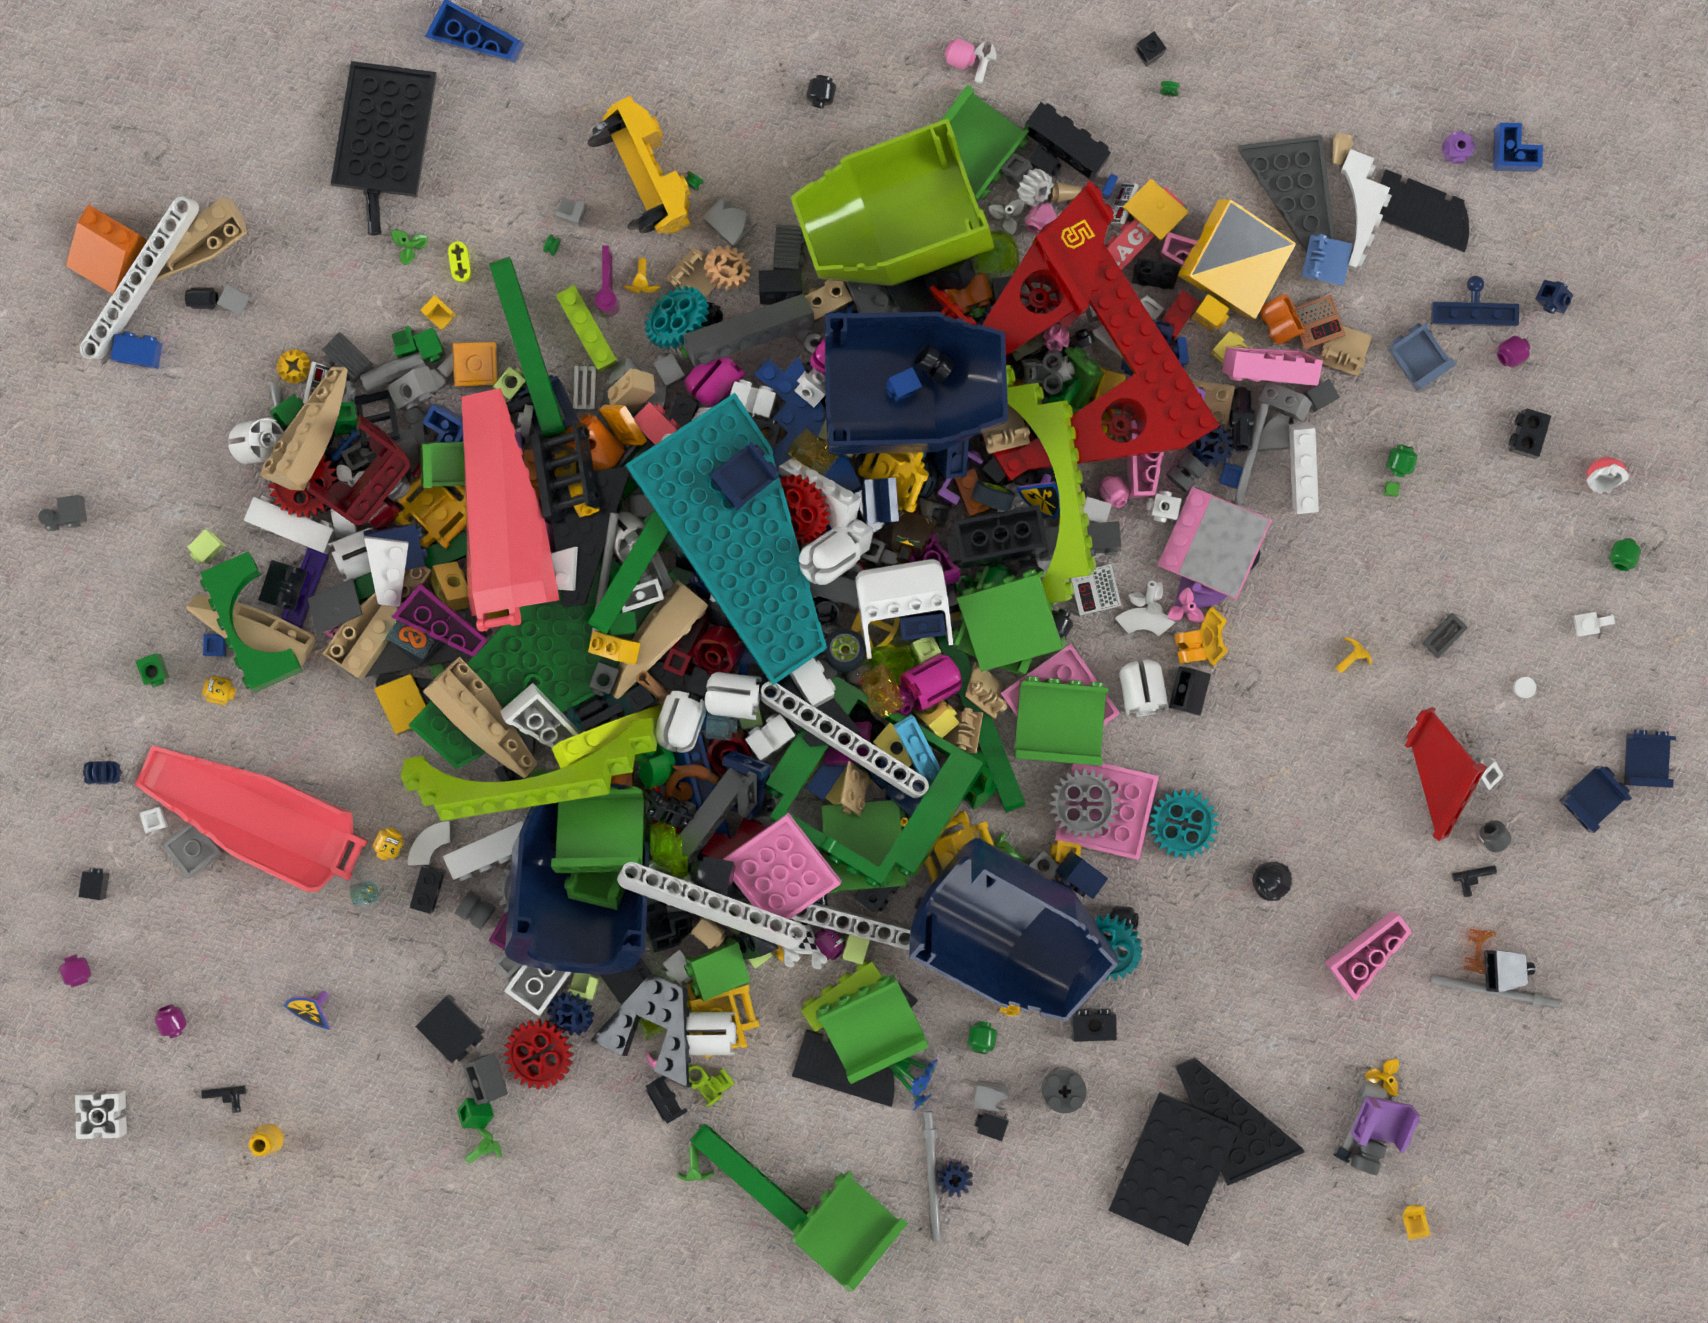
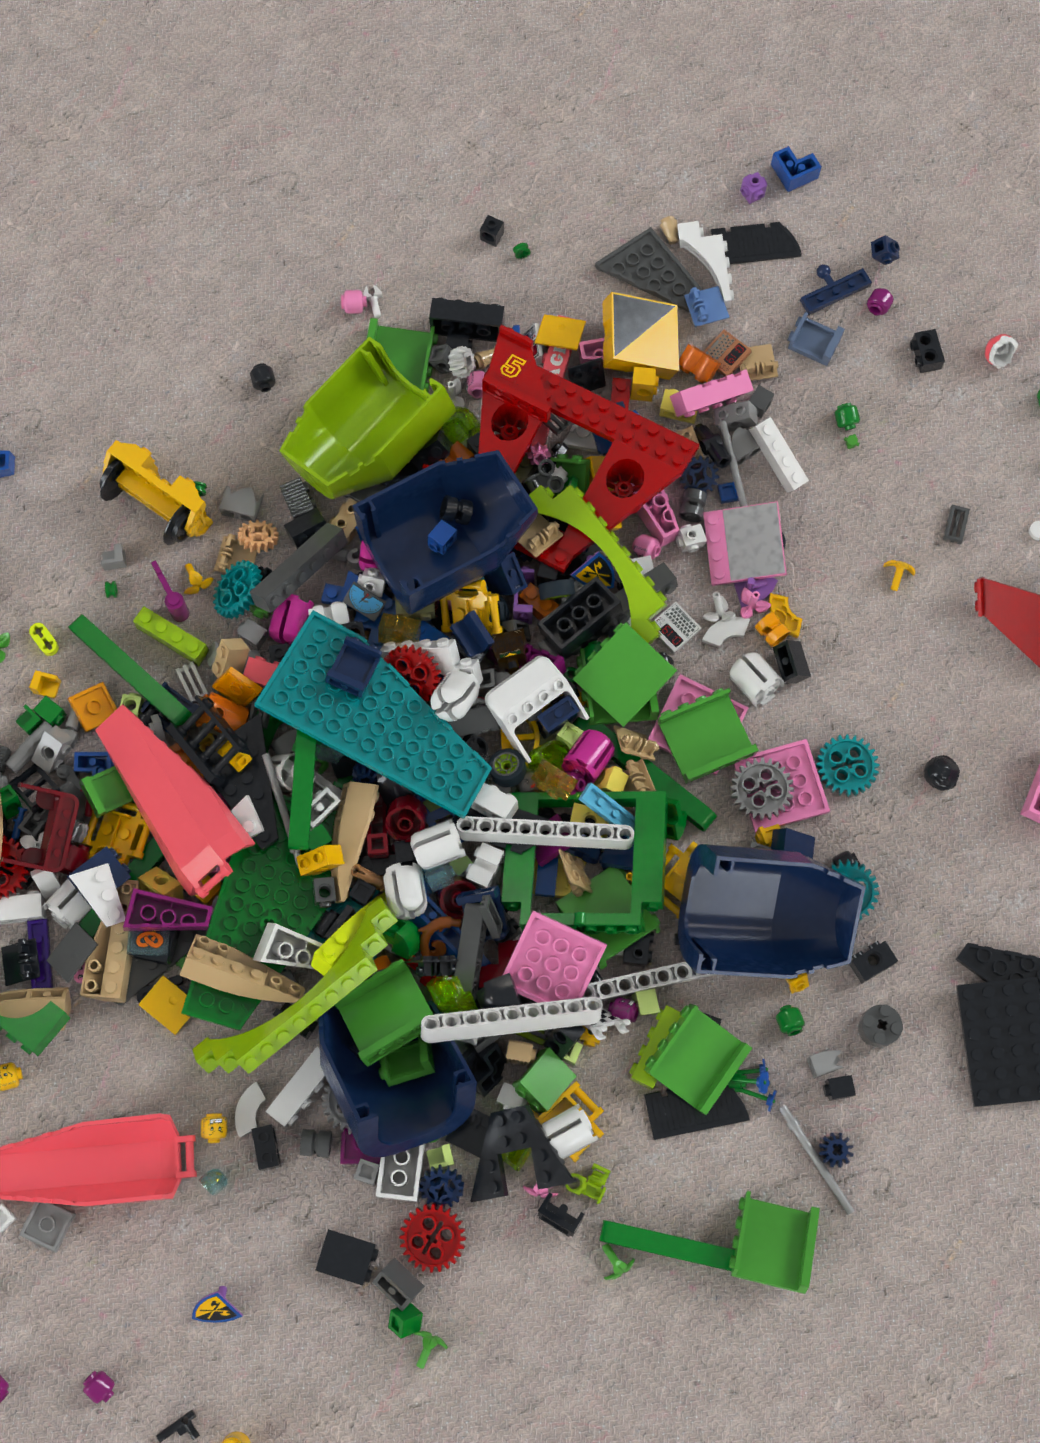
camera: 30 degrees left, 15 degrees down
(794, 404) = (364, 601): none -> slope

